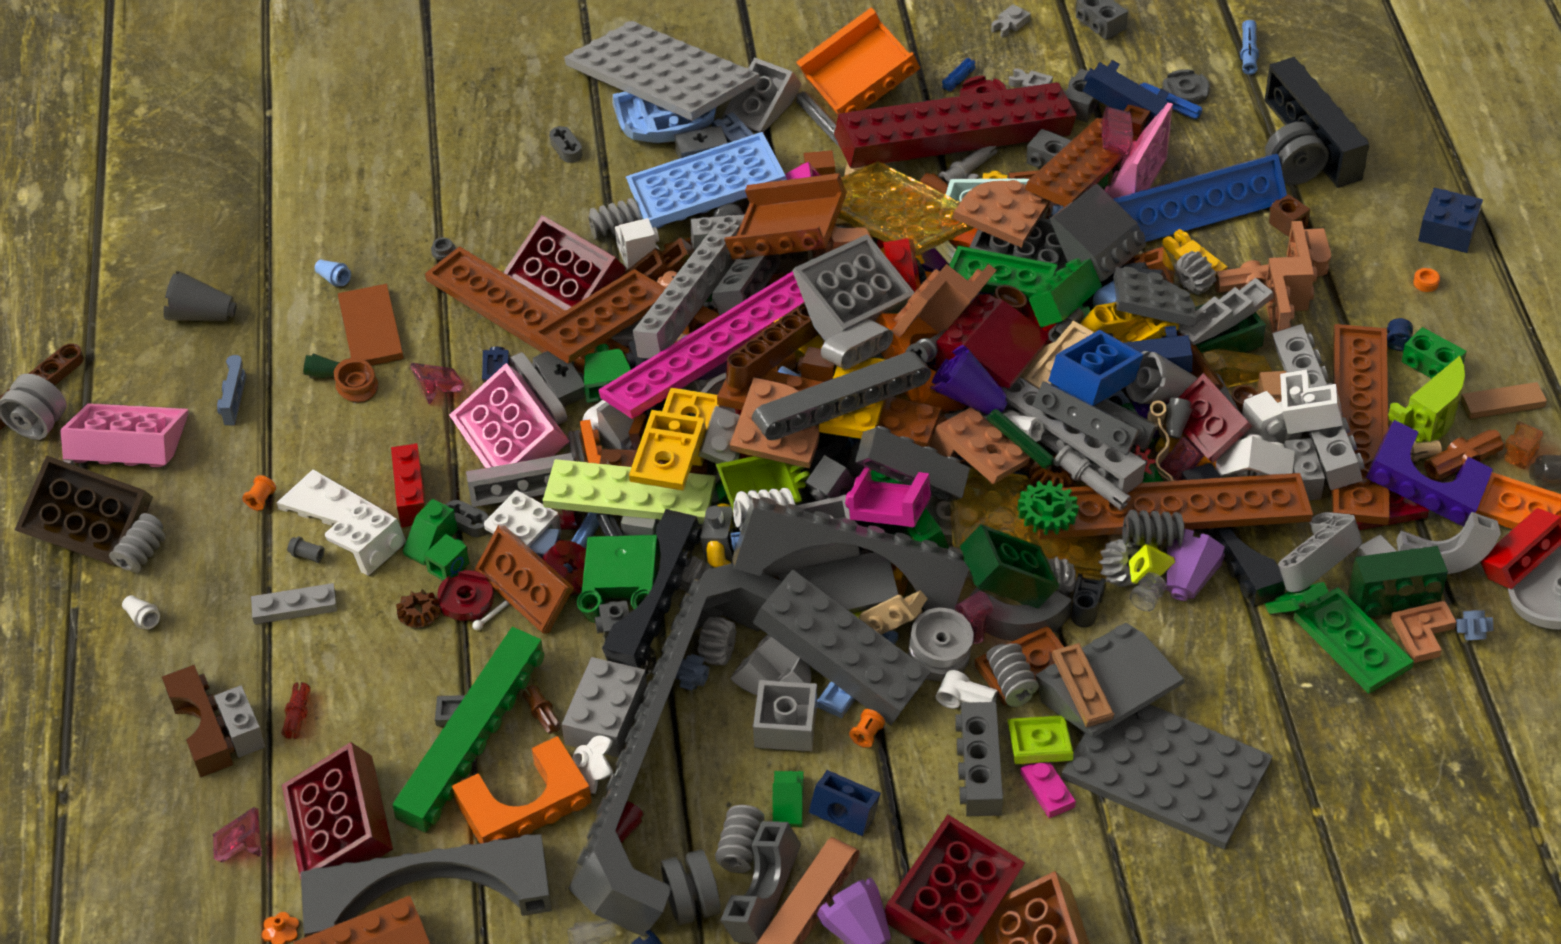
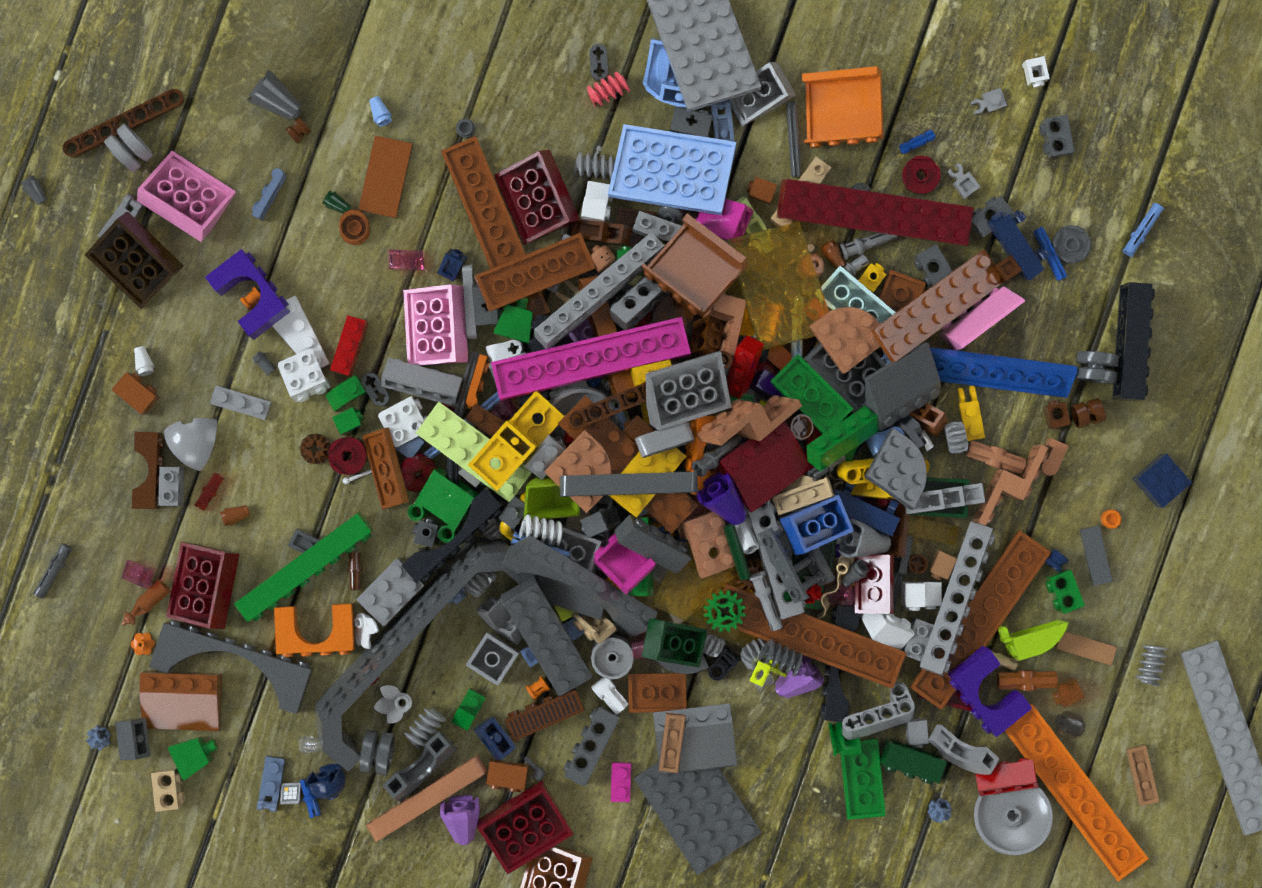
camera: 25 degrees right, 40 degrees up
(109, 882) = (52, 571): none -> dark grey pin
(138, 543) = (159, 307): light grey piece -> none
(144, 646) = (136, 393): none -> dark orange brick
(233, 465) = (270, 306): none -> dark purple arch
(240, 322) = (298, 130): none -> reddish brown wheel
(247, 657) = (192, 441): none -> light grey brick
(264, 867) = (147, 601): none -> dark orange wheel
(341, 720) = (234, 514): none -> dark orange cone
(589, 154) = (607, 89): none -> coral piece
(675, 835) = (390, 703): none -> white plate
(888, 842) = (507, 774): none -> dark orange brick
(897, 747) = (544, 714): none -> reddish brown brick
(929, 824) = (539, 772): none -> dark grey hand
(1012, 673) = (640, 705): light grey piece -> none
(1040, 739) = (633, 750): lime plate -> none
(1117, 130) = (980, 287): clear pink beam -> none
(1308, 407) = (935, 613): white brick -> none
(1322, 197) = (1086, 413): none -> reddish brown wheel
(1417, 628) = (906, 789): nougat plate -> none
(1439, 316) = (1095, 555): none -> dark grey tile

